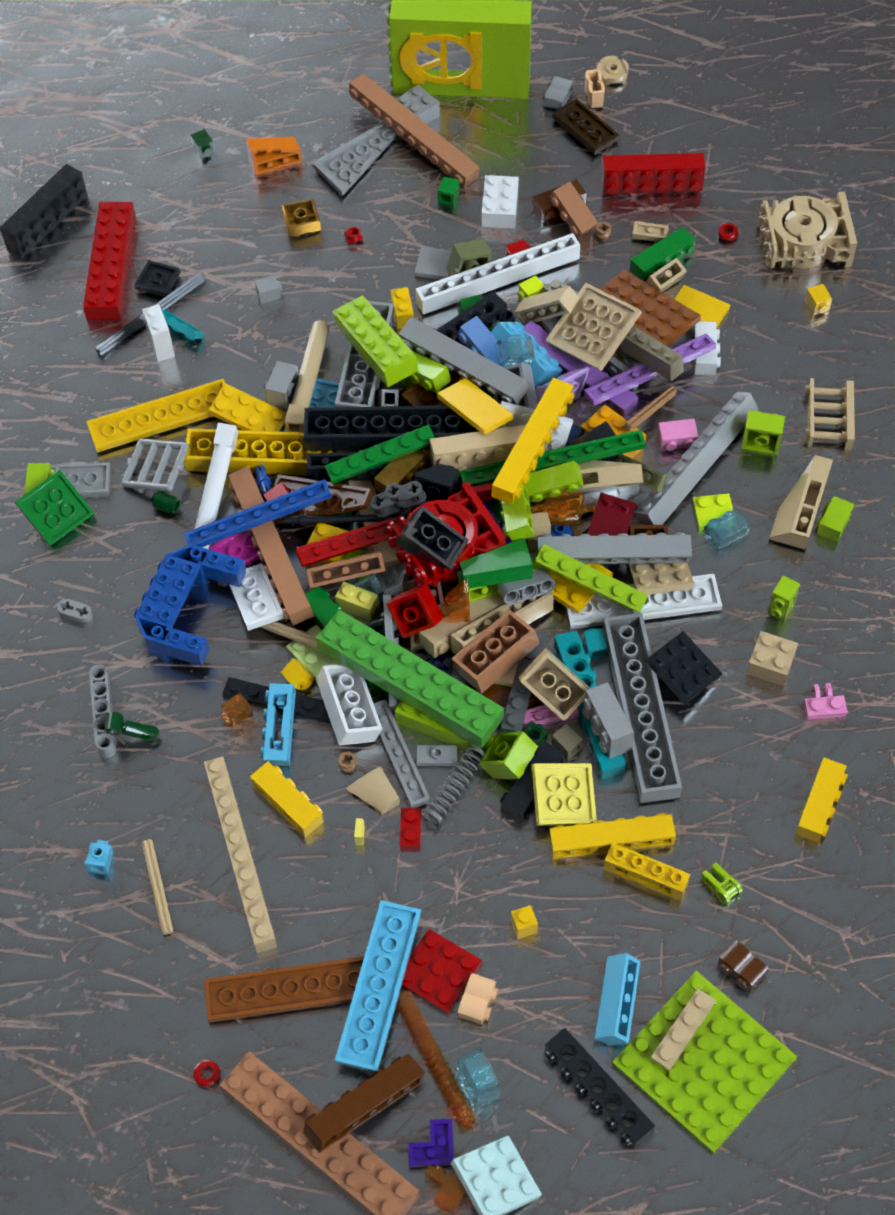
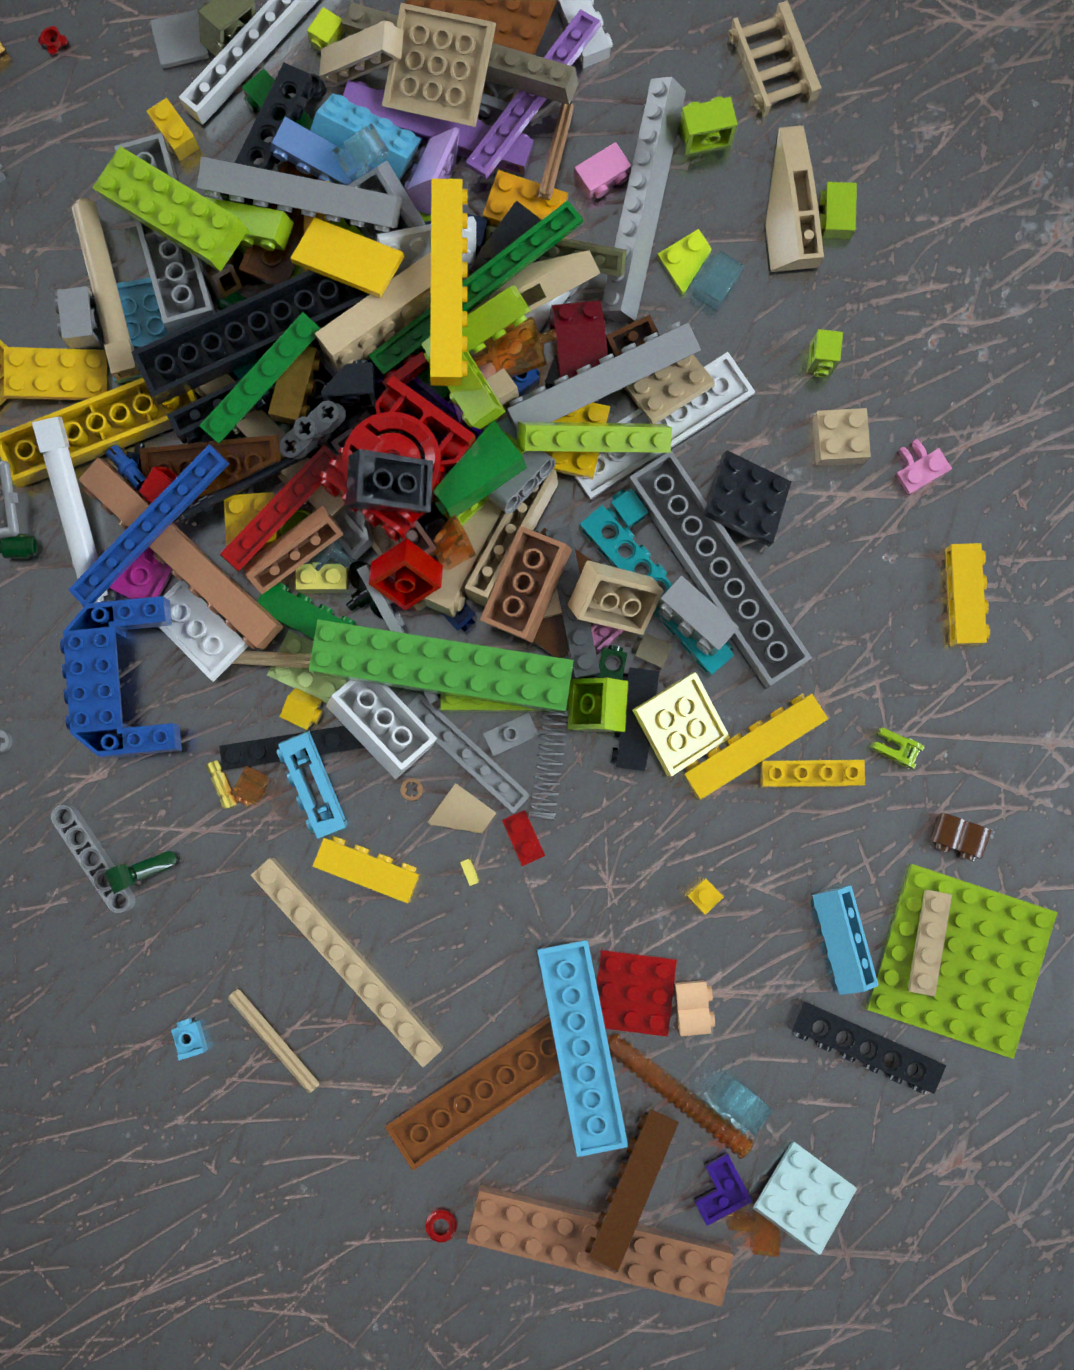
camera: 30 degrees left, 25 degrees up
(216, 702) = (221, 784): none -> light yellow axle

